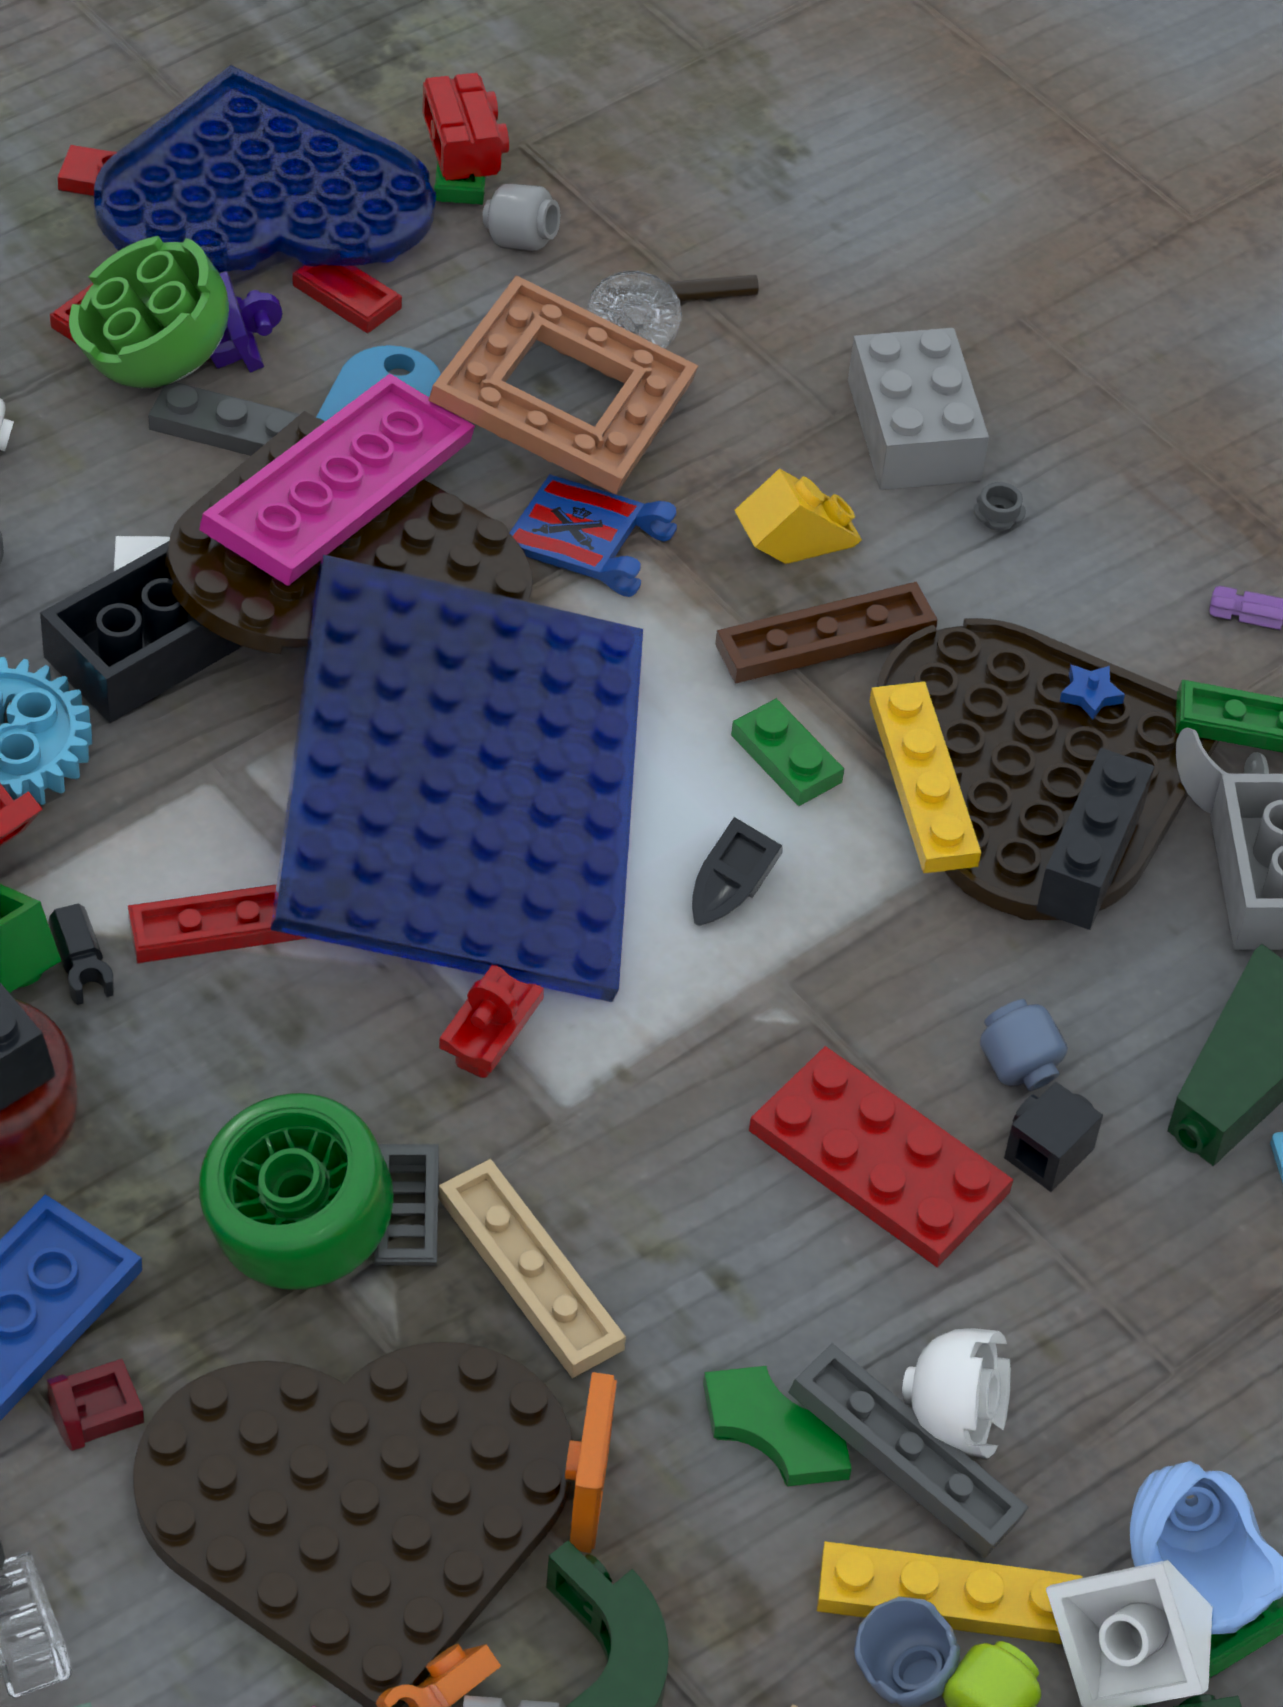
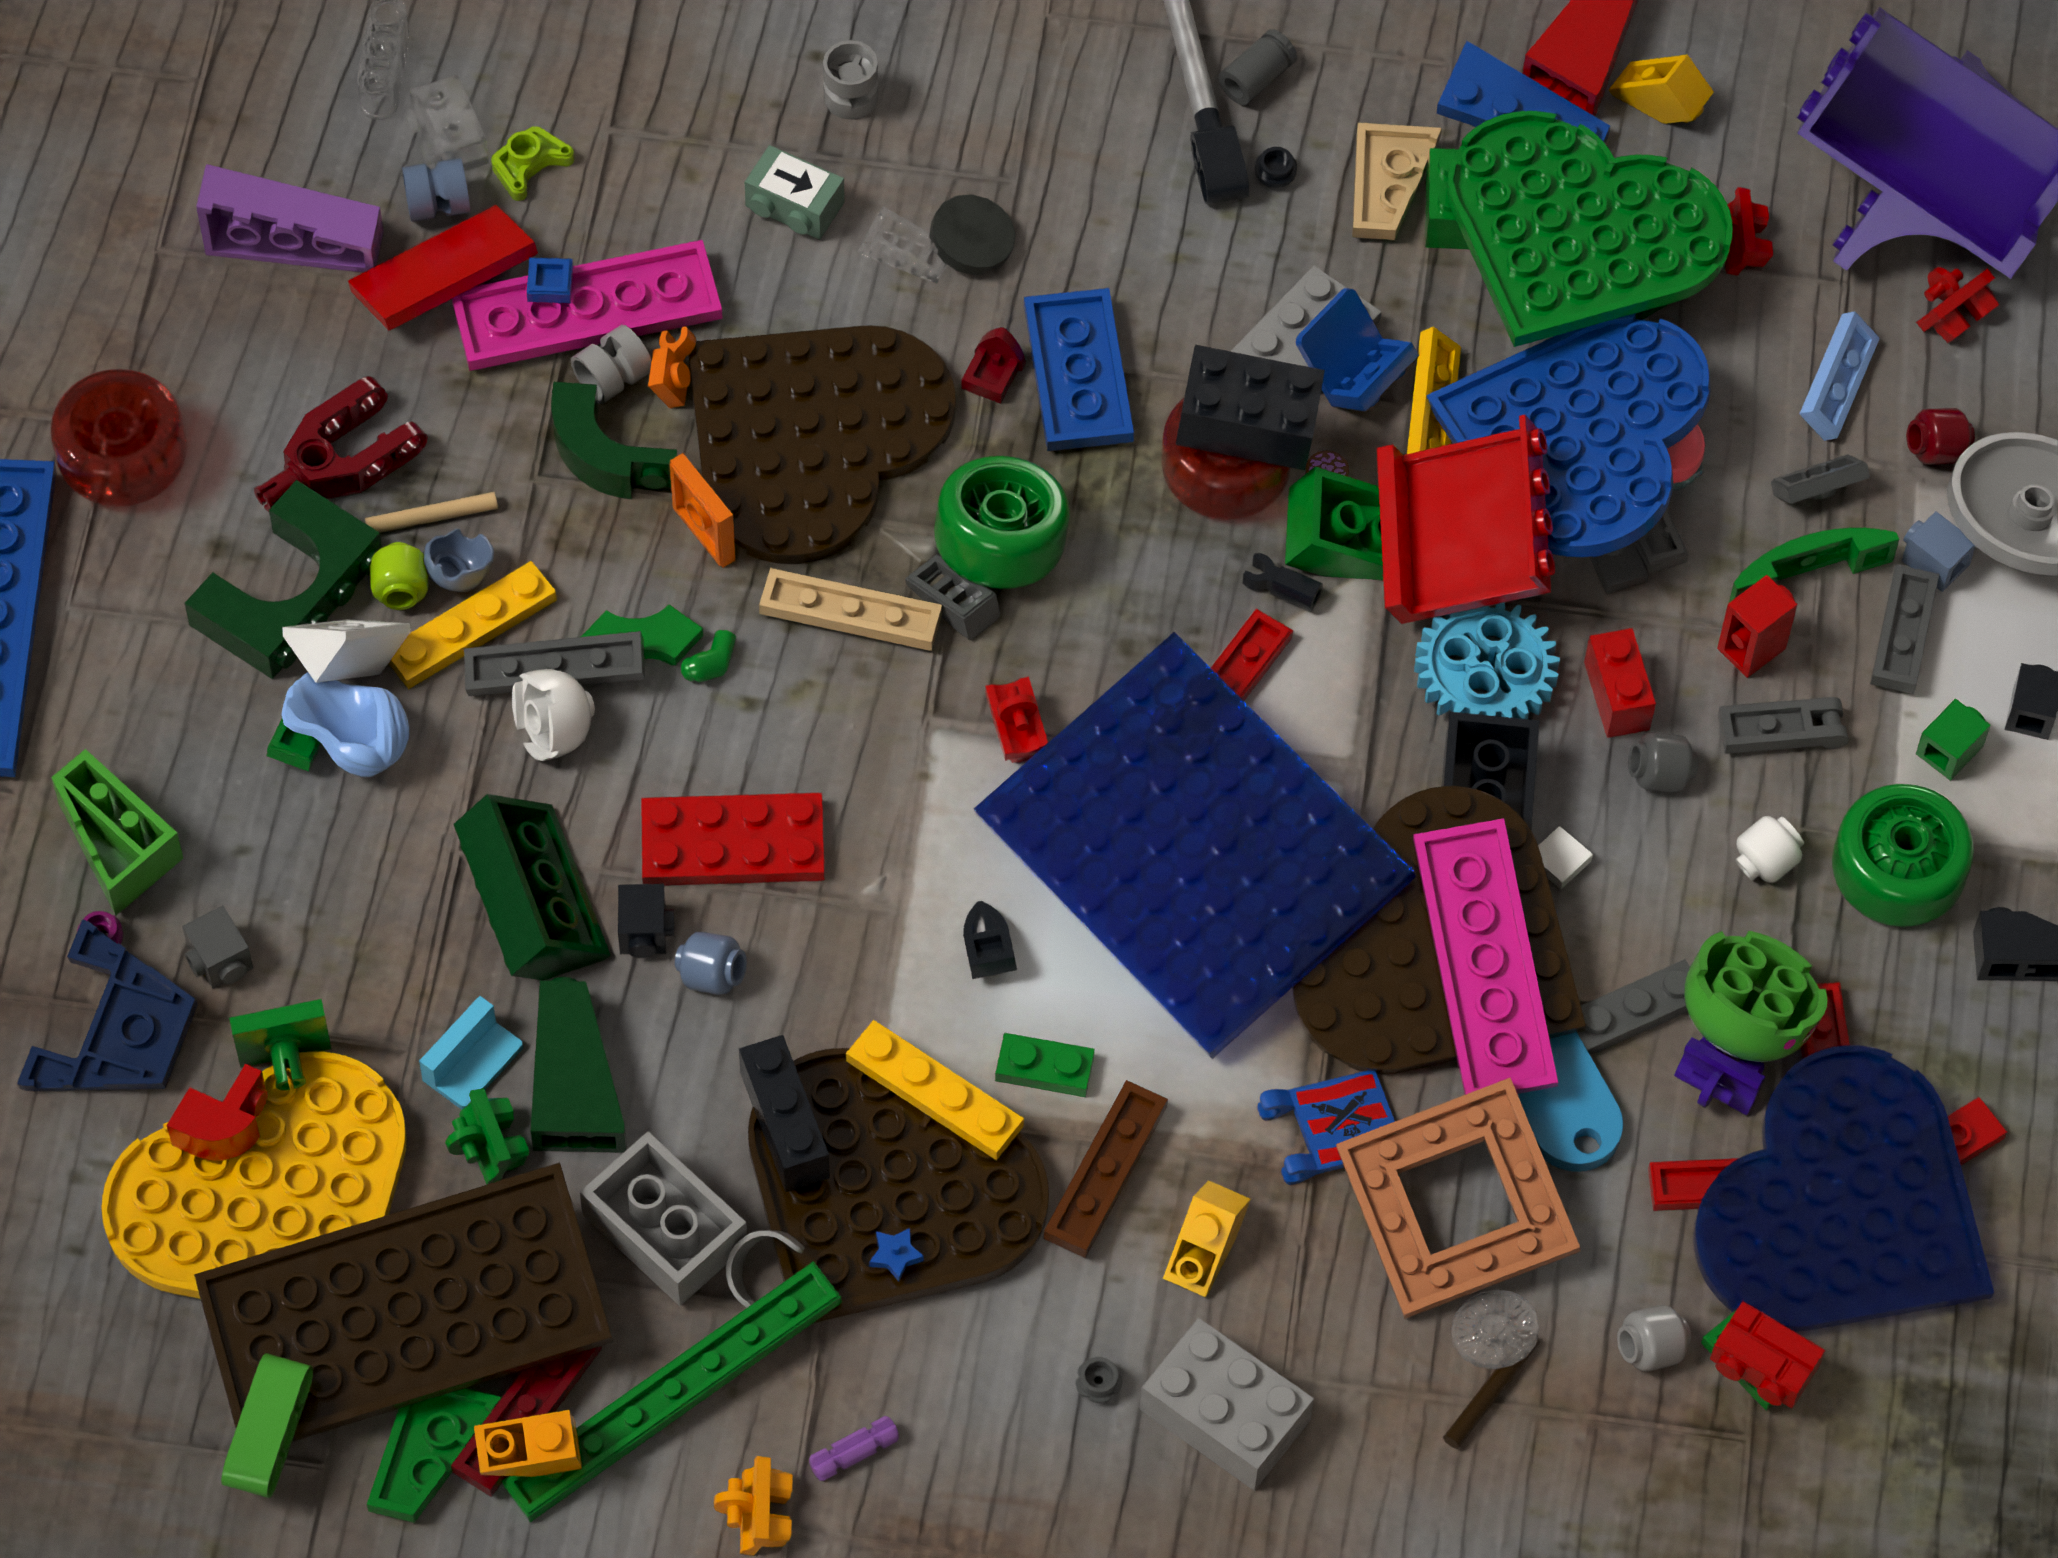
camera: 140 degrees right, 10 degrees up
(725, 1332) = (710, 663): none -> green arm
(1141, 1252) = (530, 887): none -> dark green slope

